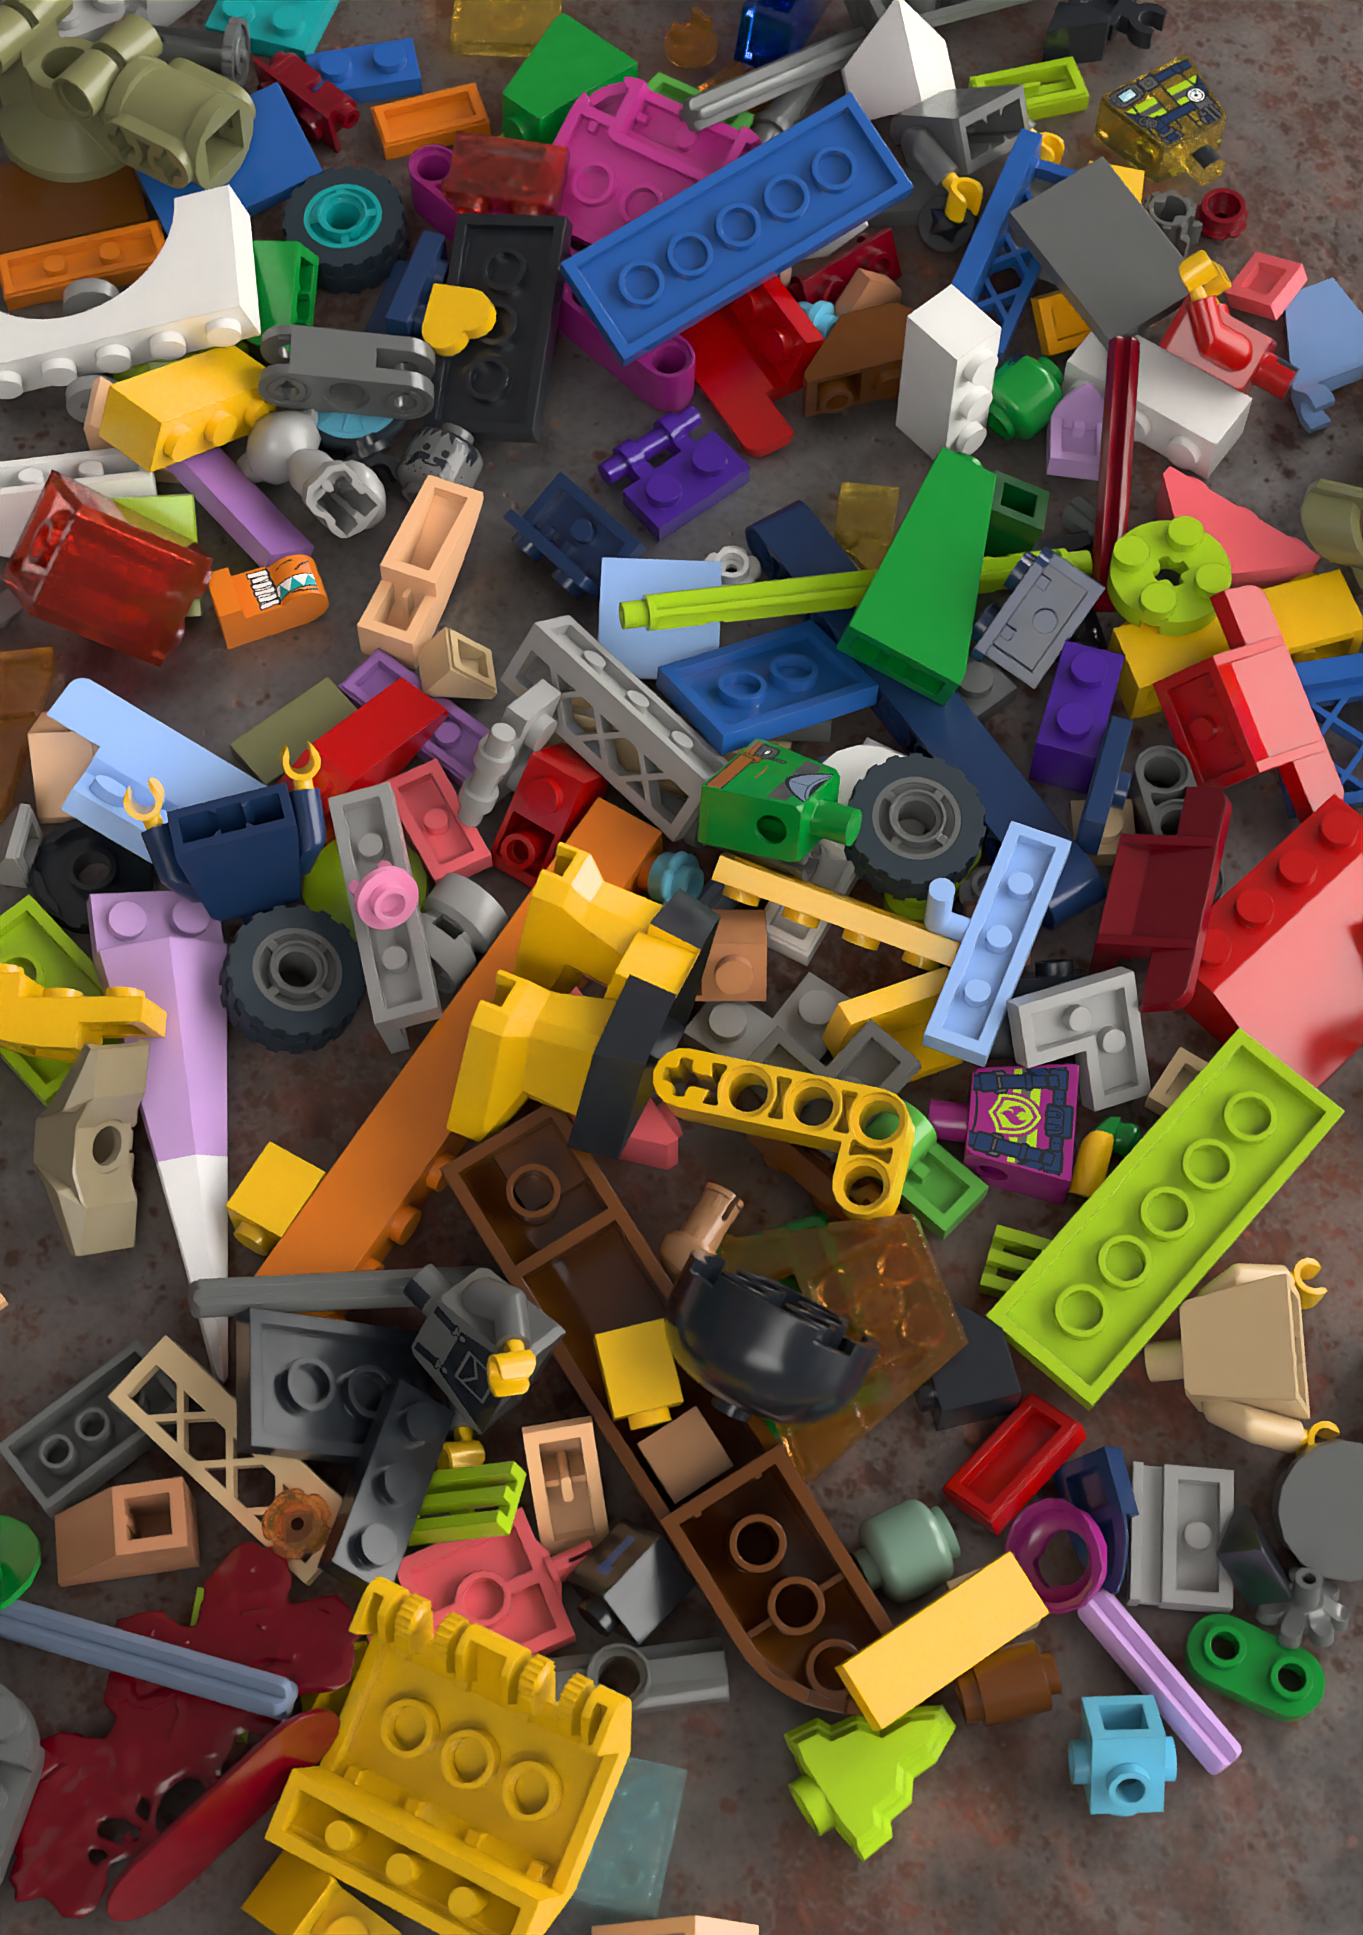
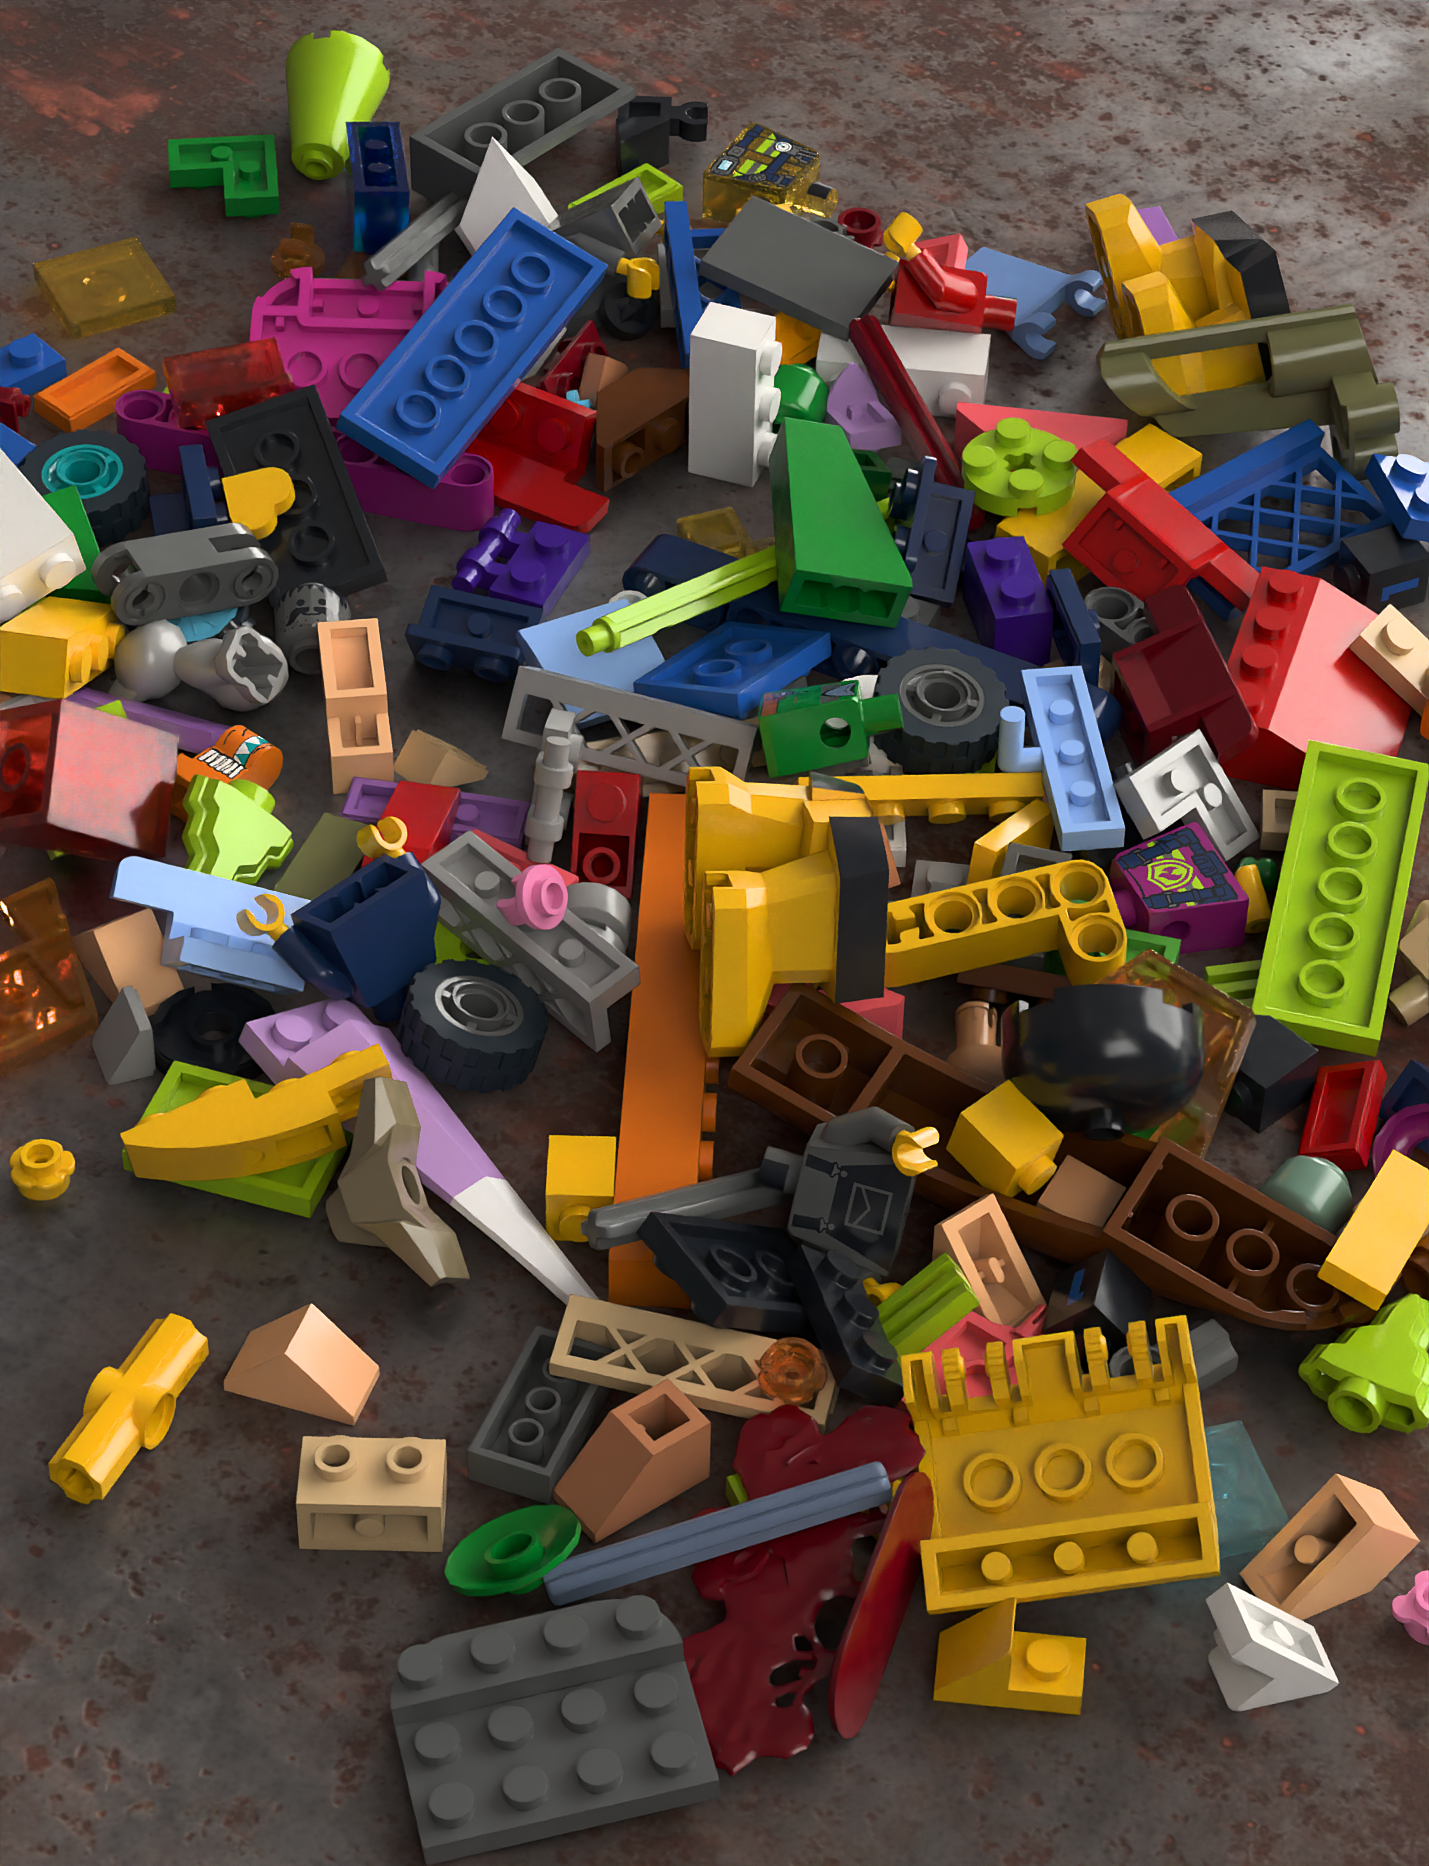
camera: 30 degrees left, 20 degrees down
(217, 676) = (233, 830): none -> rock
(555, 75) = (215, 303): green slope -> none

